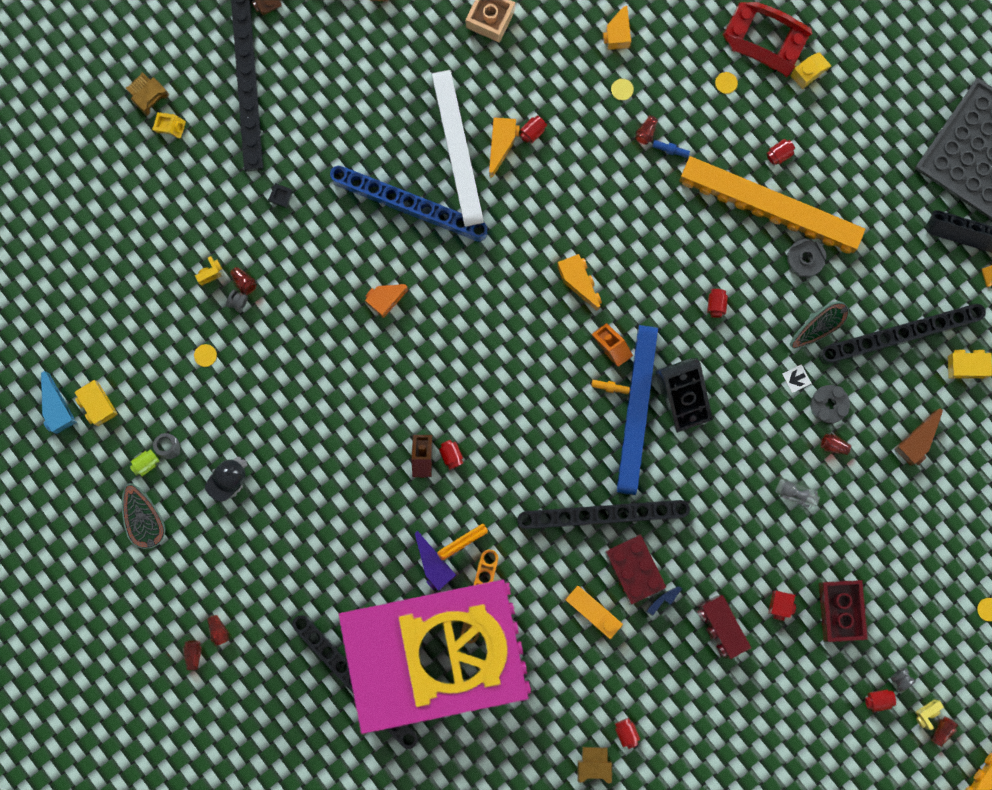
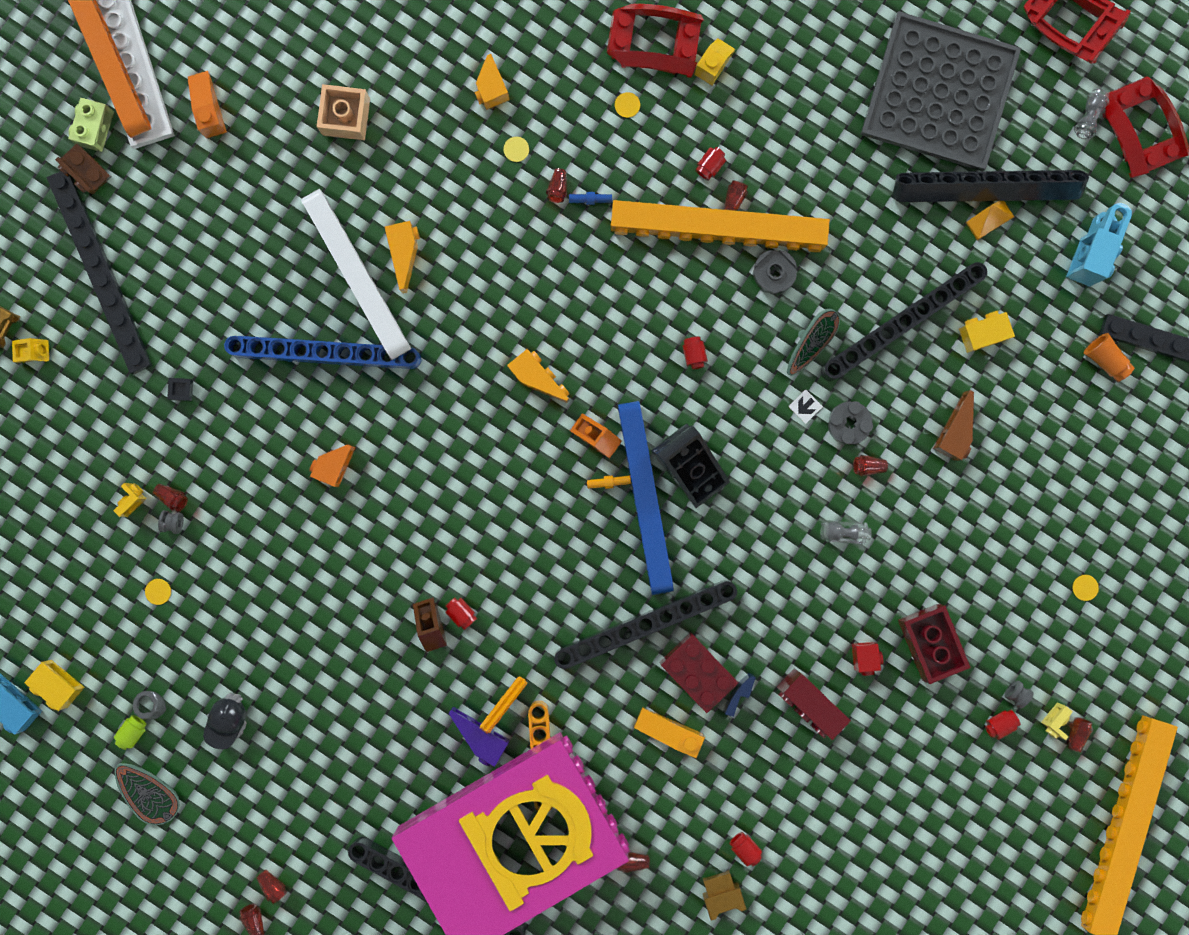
camera: 25 degrees left, 5 degrees up
(526, 711) = (635, 863): none -> clear red cone
(532, 129) = (432, 226): red brick -> none
(793, 184) = (735, 195): none -> clear red cone

